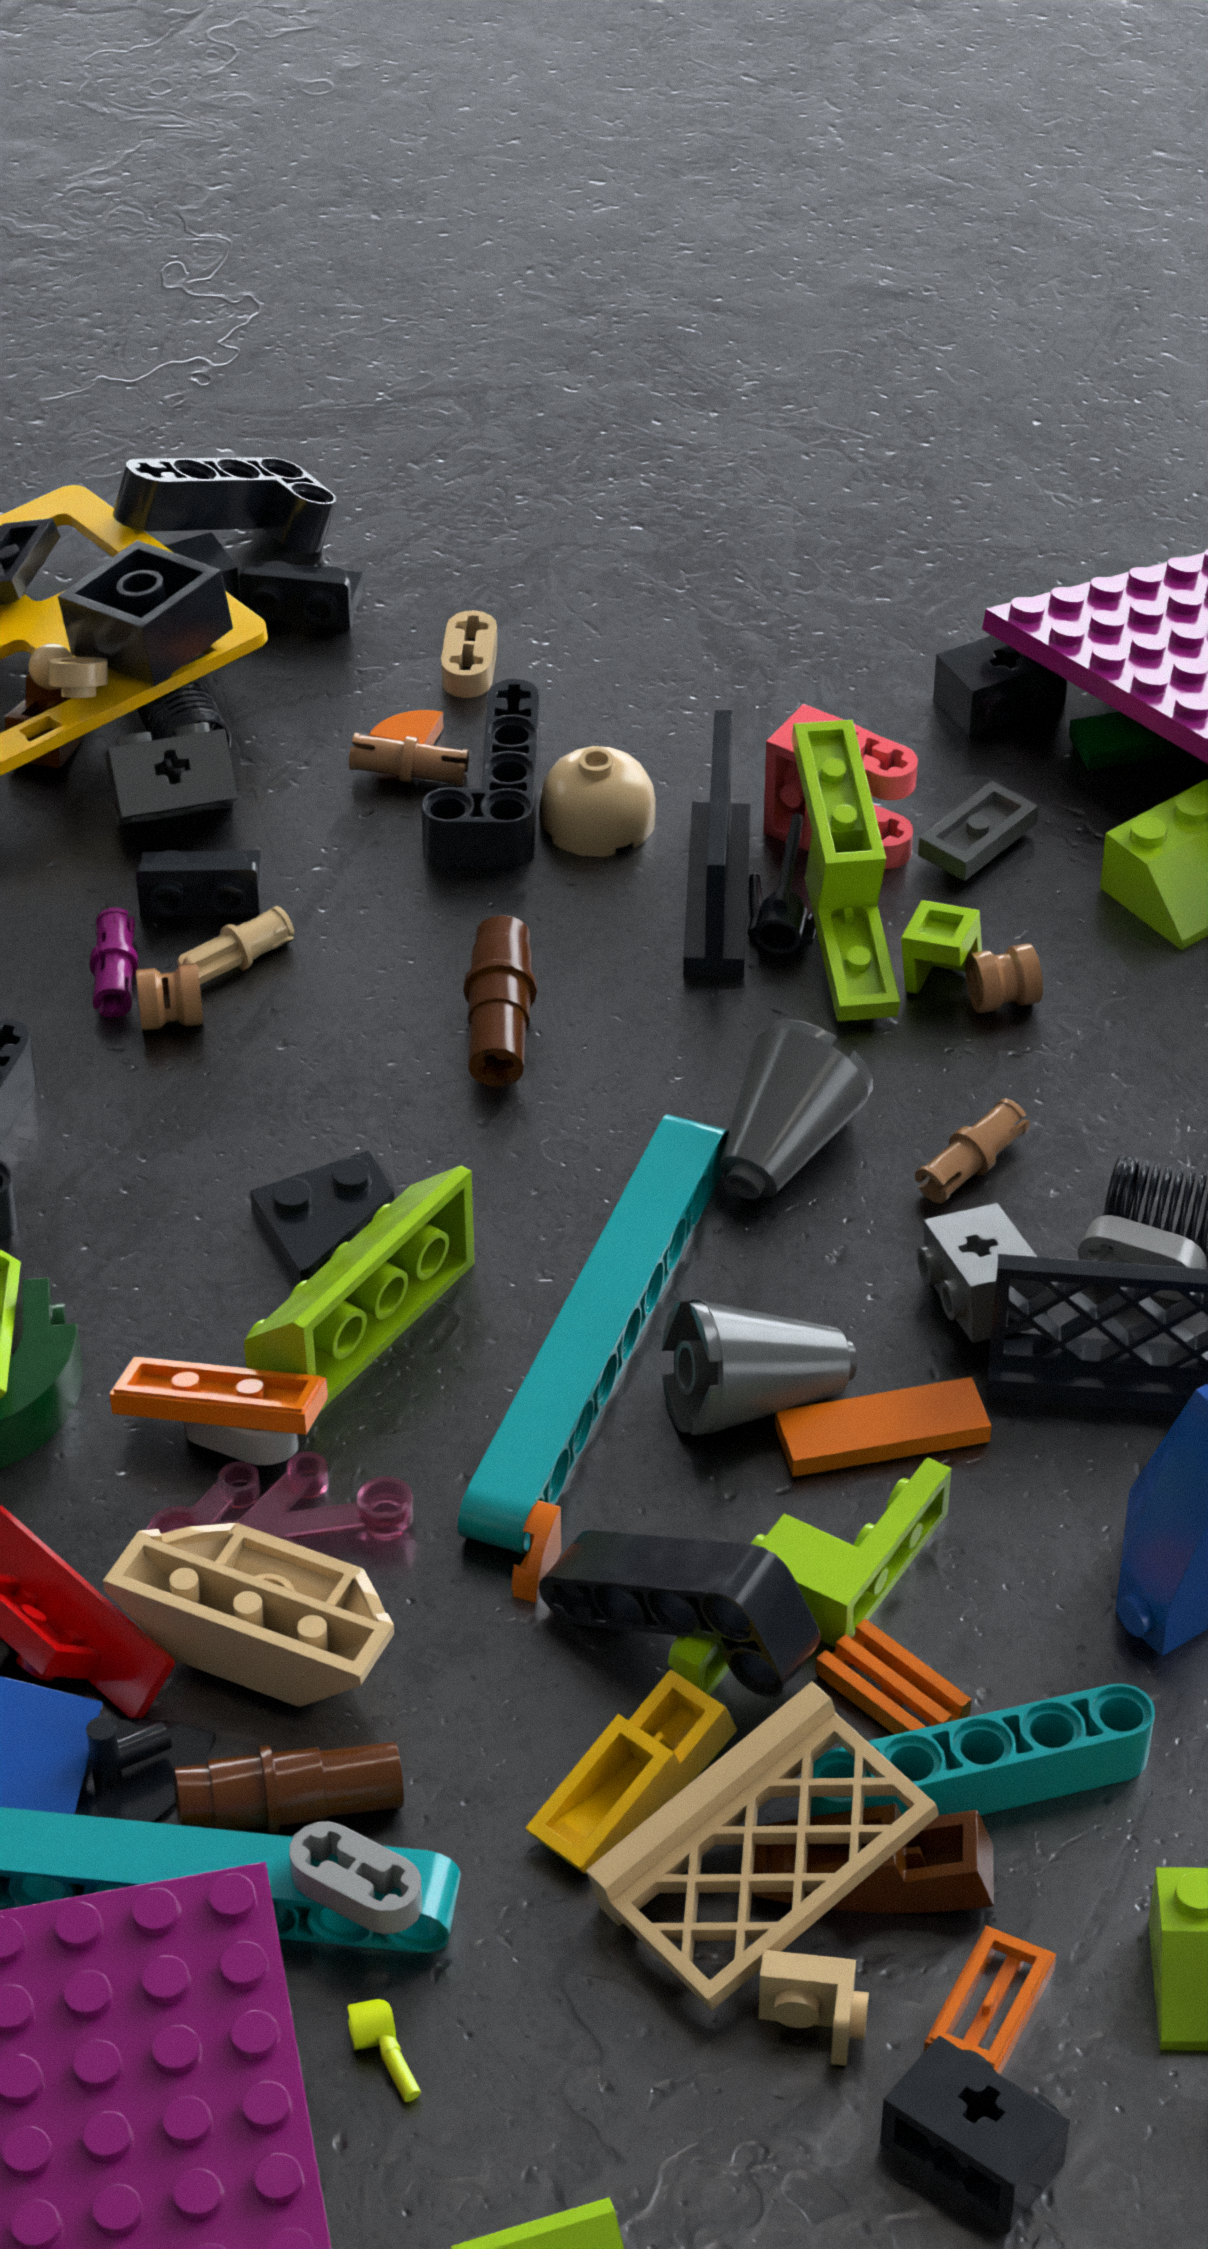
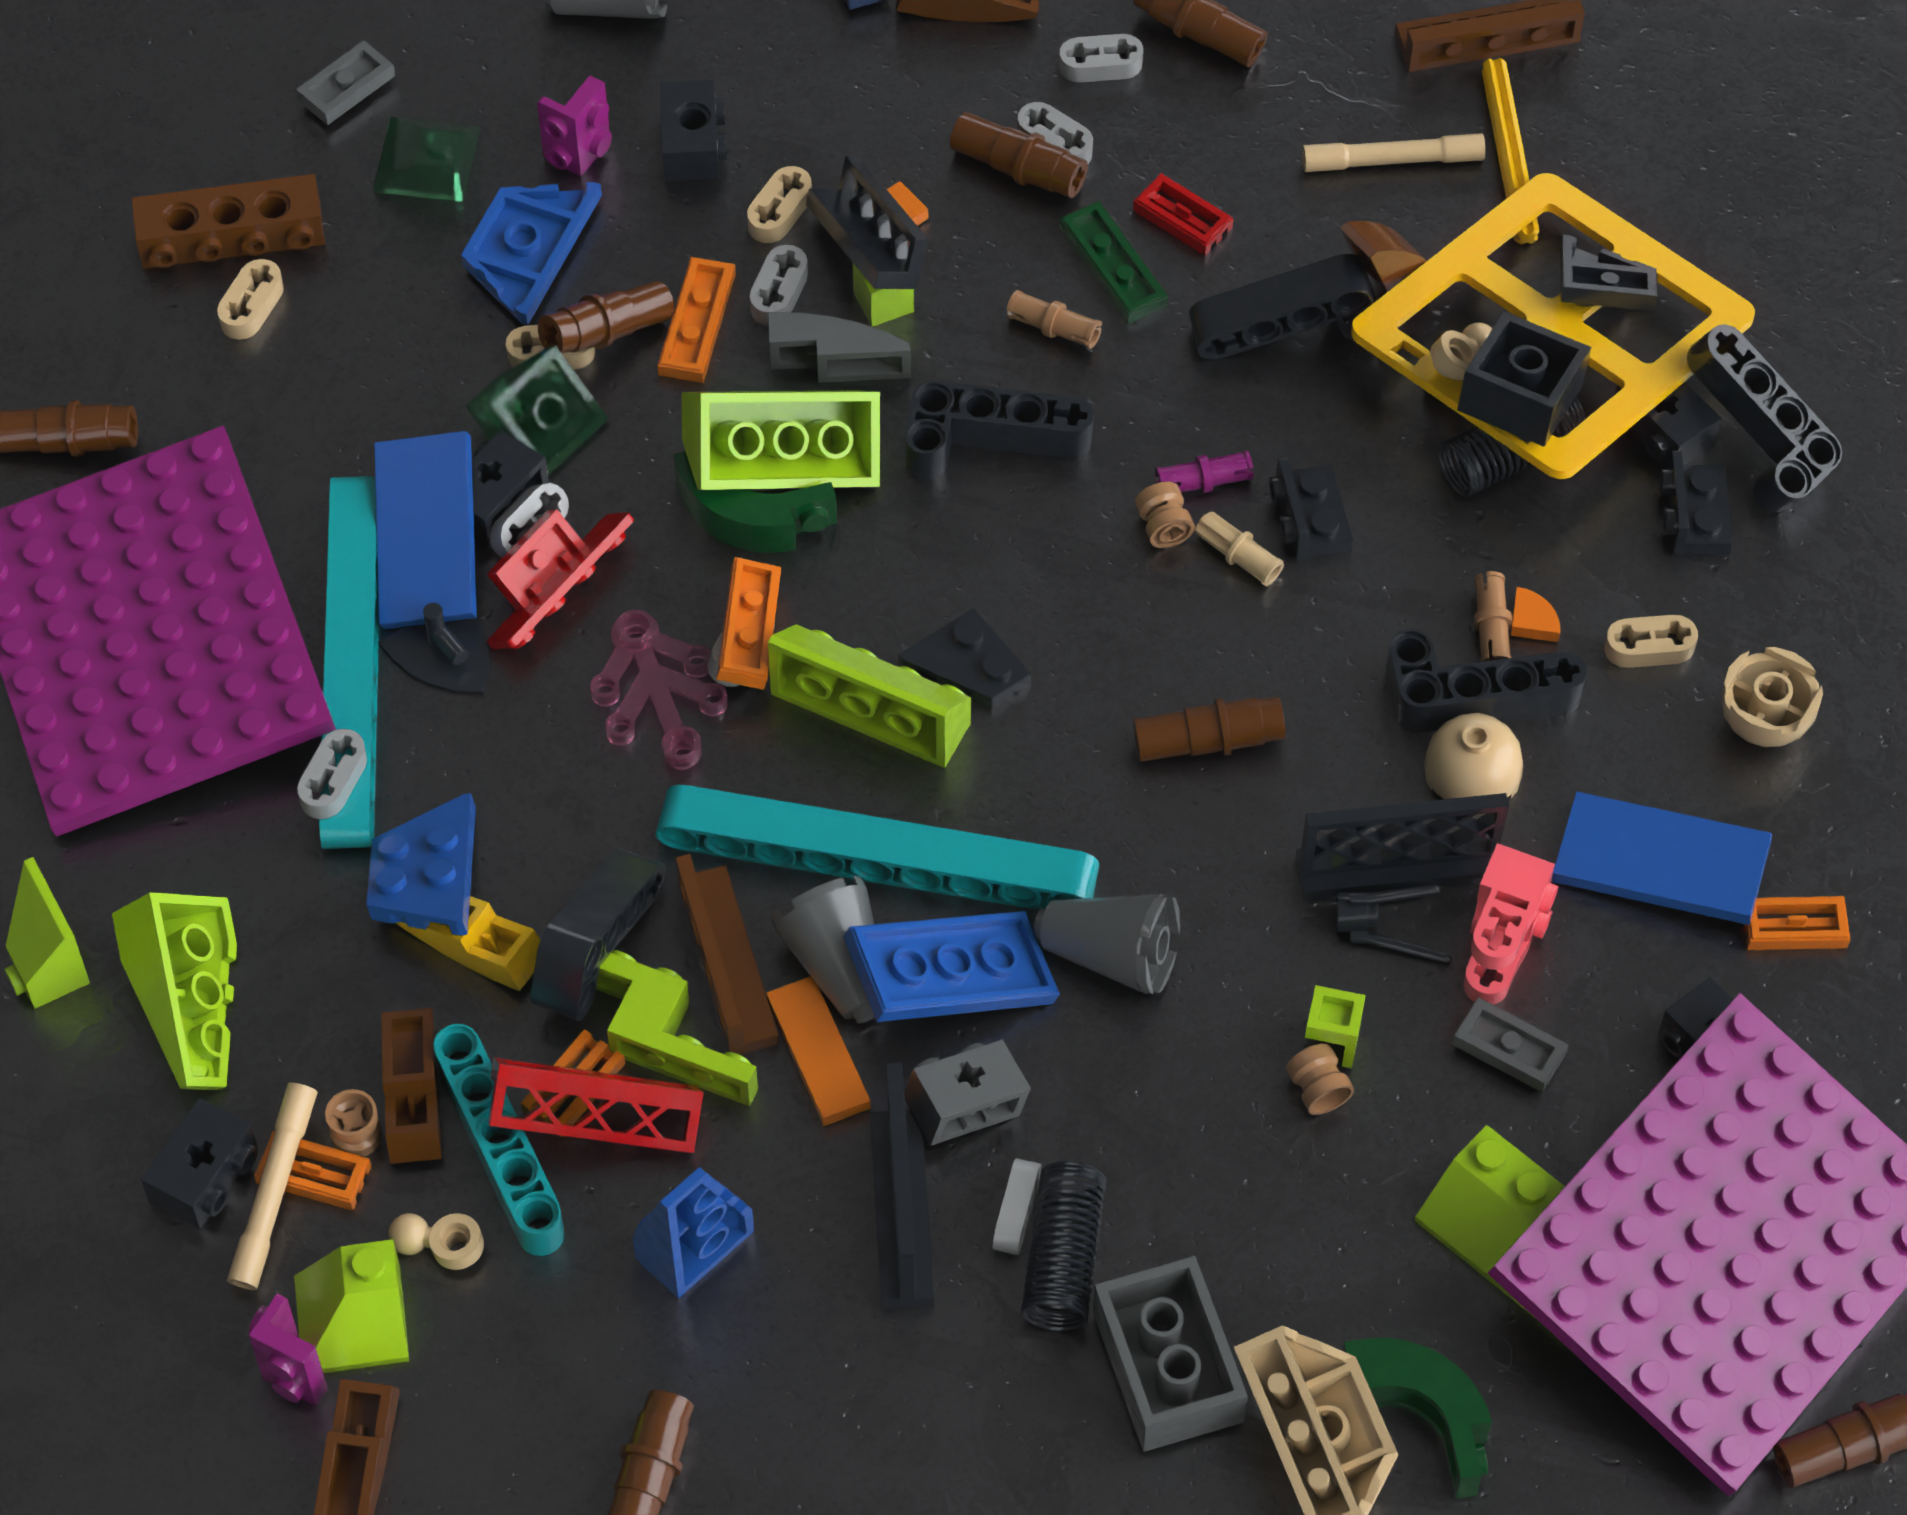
camera: 80 degrees right, 15 degrees up
(203, 786) = (1408, 458): dark grey brick -> none
(253, 1609) = (561, 677): tan wedge -> none
(288, 1787) = (424, 732): reddish brown piece -> none
(373, 2025) = (254, 823): neon yellow hand -> none
(533, 1800) = (425, 869): none -> blue wing
(544, 1550) = (657, 845): orange tile -> none
(592, 559) = (1771, 697): none -> tan cylinder
(596, 2141) = (179, 968): none -> lime wedge
(710, 1815) = (428, 980): tan fence -> none
(735, 1499) = (726, 957): none -> reddish brown fence
(763, 672) = (1662, 857): none -> blue tile
(808, 1254) = (950, 966): none -> blue tile
(814, 1991) = (294, 1059): tan bracket -> none
(845, 870) = (1381, 929): lime bracket -> none
(852, 638) = (1798, 930): none -> orange tile
(933, 1932) = (348, 1113): none -> medium nougat wheel
(937, 1621) = (600, 1086): none -> red fence
(972, 1151) = (1116, 1078): medium nougat pin -> none
(1110, 2072) = (255, 1241): none -> tan piece
(1113, 1885) = (413, 1234): none -> tan plate

